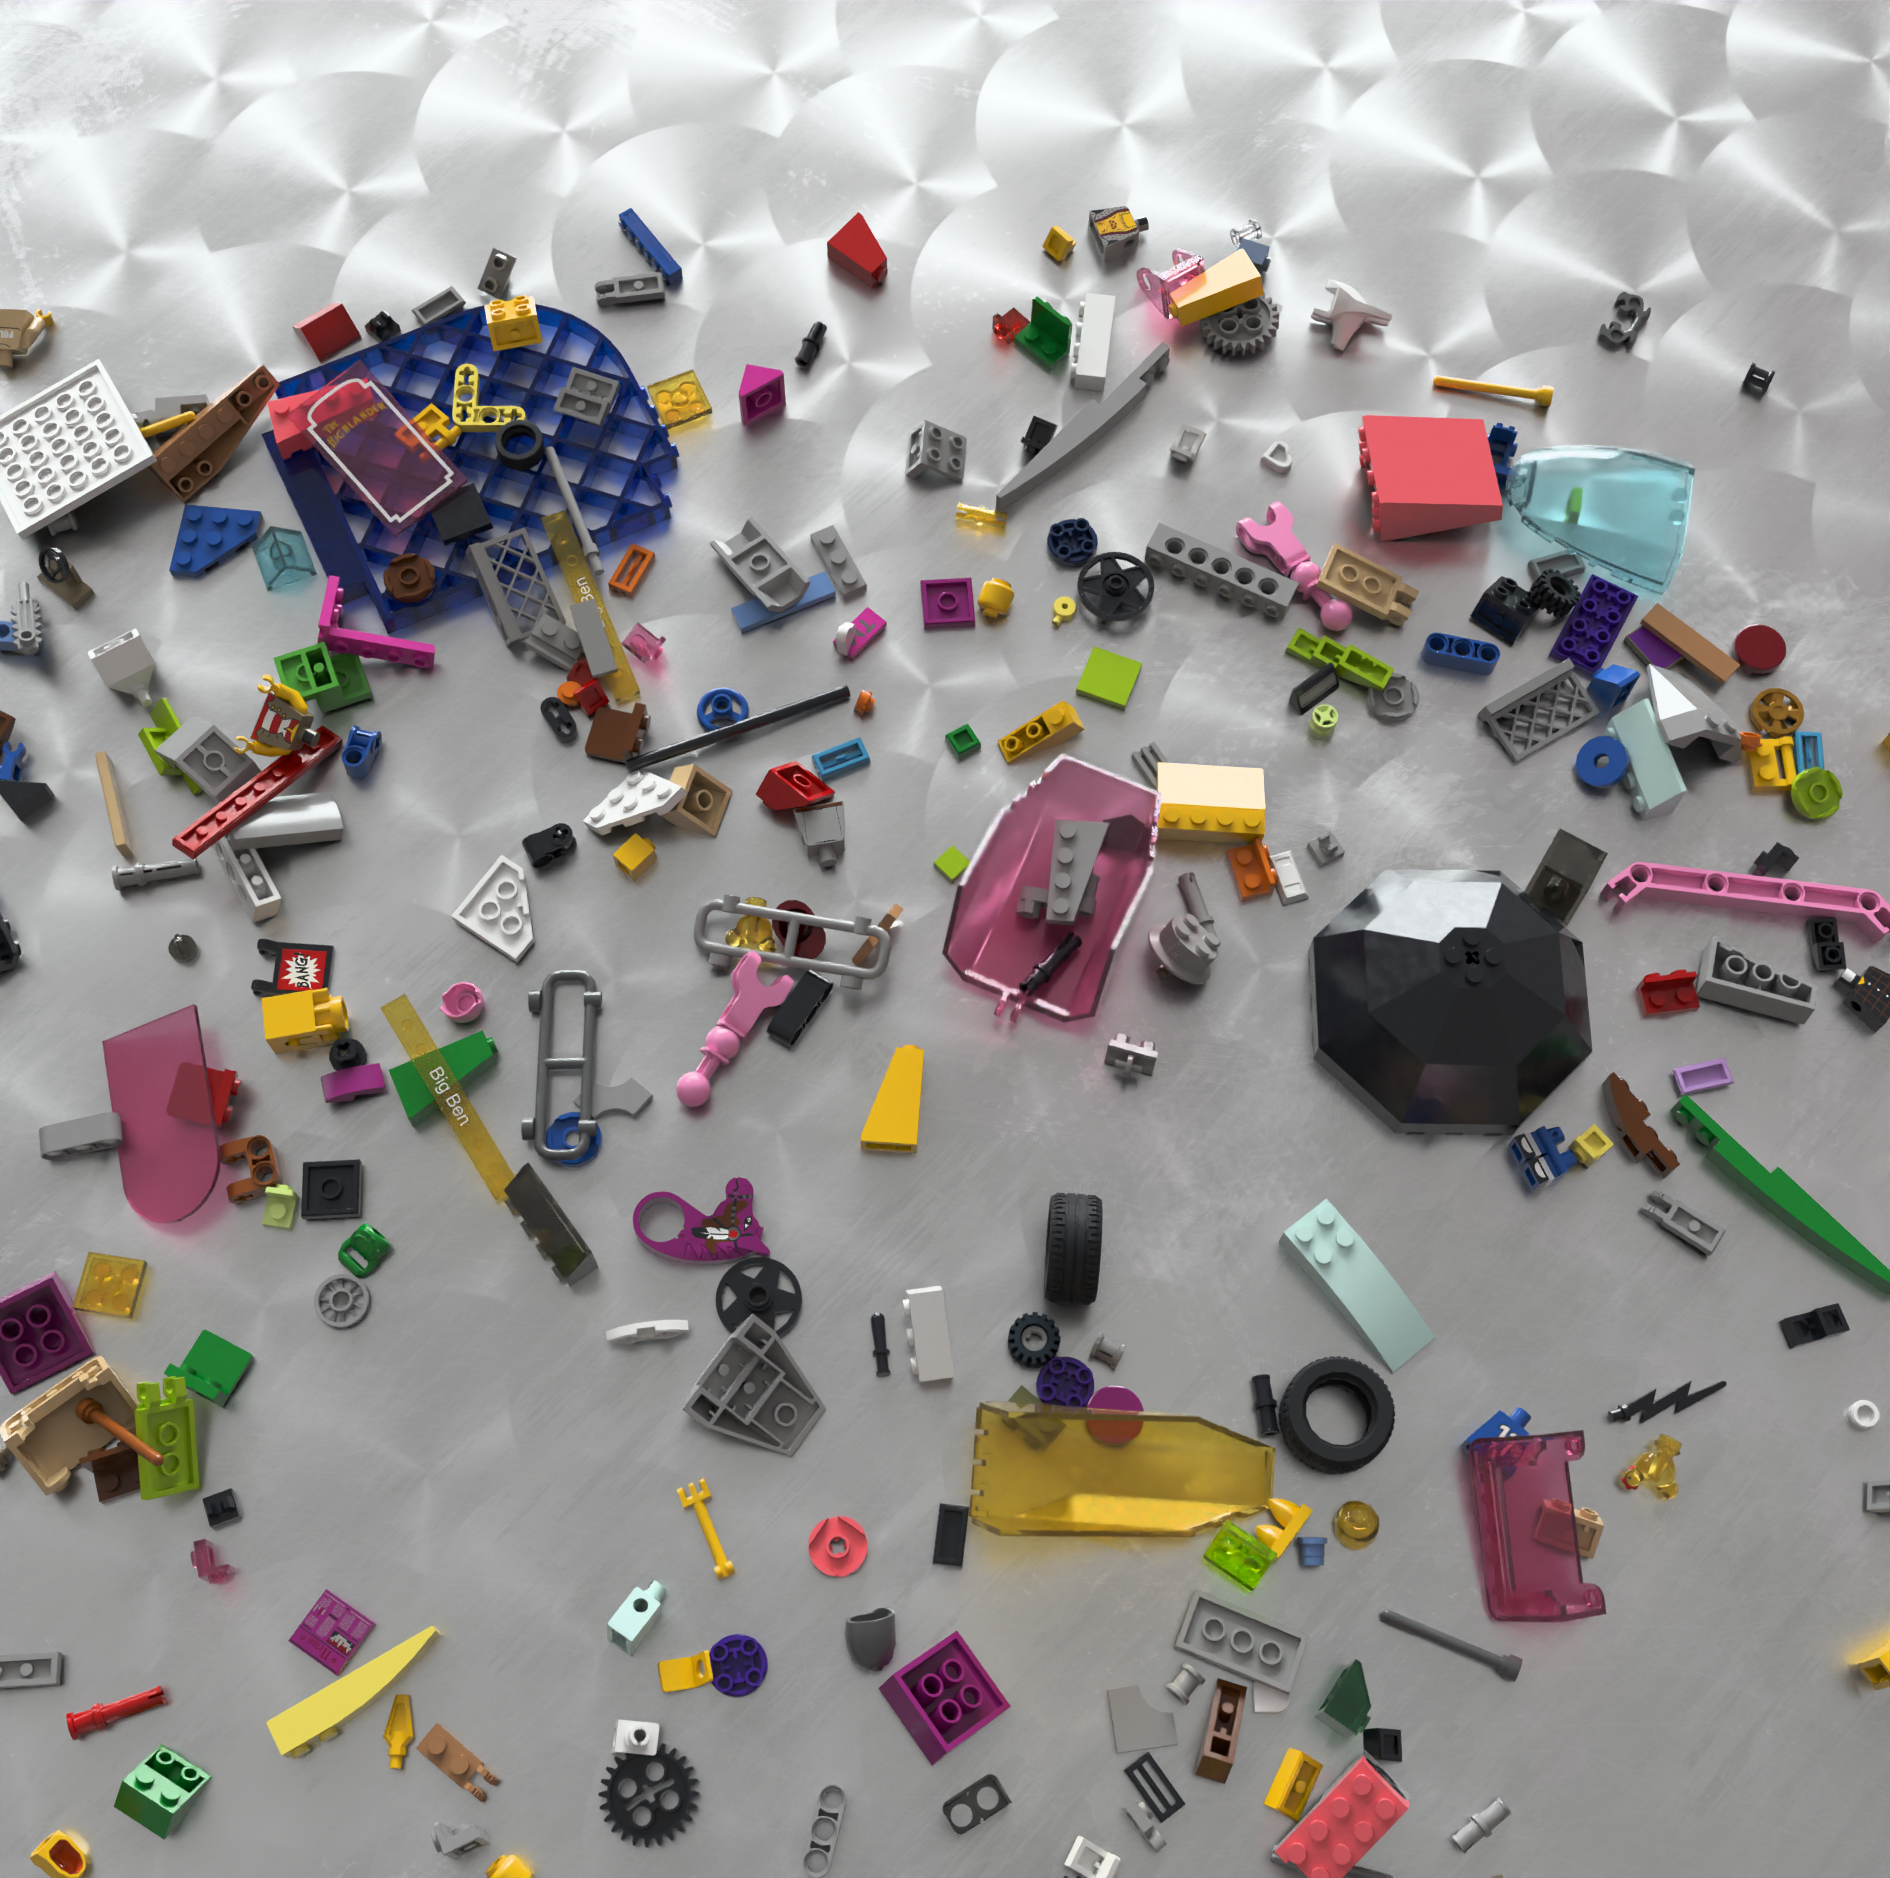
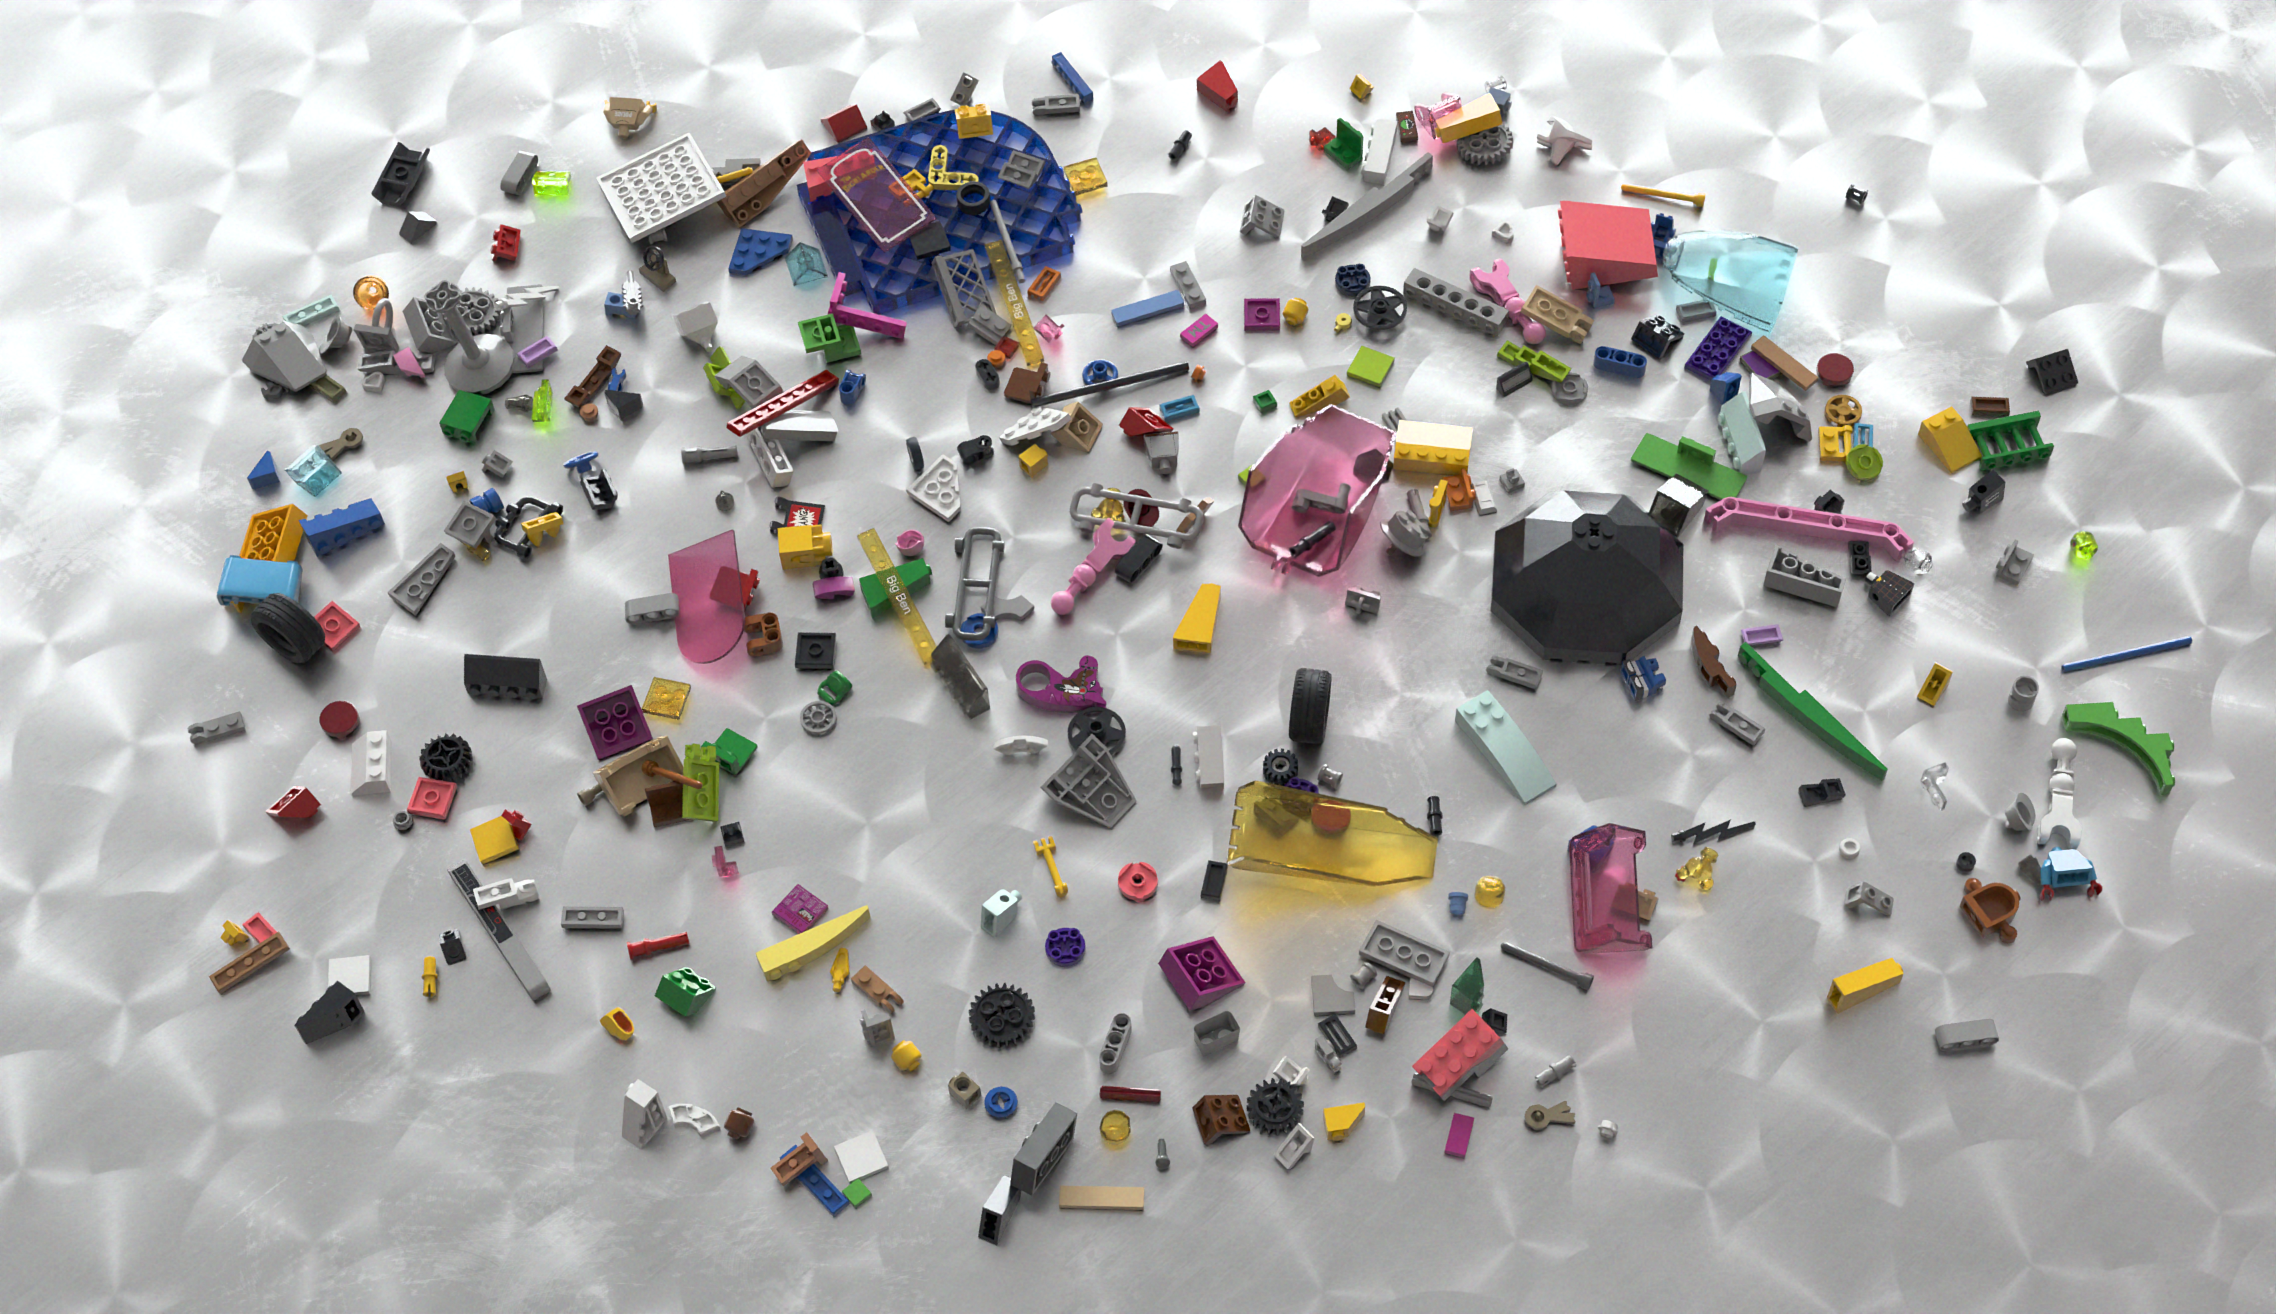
camera: 10 degrees right, 10 degrees down
(113, 804) = (683, 410): tan tile -> none
(280, 1207) = (781, 659): yellowish green bracket -> none
(281, 724) = (801, 361): torso -> none
(409, 578) = (892, 278): reddish brown tile -> none
(460, 857) = (915, 453): none -> black bush
(591, 697) = (1010, 360): red tile -> none
(593, 638) = (1015, 322): light grey tile -> none
(635, 1737) = (995, 977): white bracket -> none
(684, 1672) = (1029, 947): yellow bracket -> none
(760, 392) = (1142, 172): dark pink slope -> none
(763, 567) = (1135, 284): light grey piece -> none
(845, 637) = (1188, 330): white tile -> none
(871, 1638) = (1155, 933): dark grey piece -> none
(981, 515) = (1290, 259): clear yellow pin -> none
(1072, 864) = (1331, 477): light grey wing -> none
(1115, 230) = (1402, 80): torso -> none
(1127, 300) = (1406, 126): none -> reddish brown tile
(1225, 896) = (1437, 503): none -> yellow plate
(1239, 1555) = (1408, 900): clear neon green bracket -> none
(1290, 1517) = (1446, 884): yellow tile -> none
(1293, 1784) = (1432, 1033): yellow slope -> none
(1322, 714) = (1517, 395): yellowish green wheel -> none
(1360, 1159) = (1515, 671): none -> light grey hinge
(1365, 1386) = (1481, 846): black tyre -> none
(1420, 549) = (1598, 296): none -> medium blue bracket
(1529, 691) = (1668, 386): light grey fence -> none
(1555, 593) = (1691, 325): black tyre -> none
(1576, 808) = (1690, 461): none -> bright green bracket
(1590, 754) = (1709, 426): blue tile -> none
(1590, 1145) = (1677, 672): light yellow bracket -> none
(1630, 305) = (1767, 143): dark grey helmet -> none
(1668, 993) = (1743, 582): red bracket -> none
(1750, 741) = (1818, 426): orange plate -> none

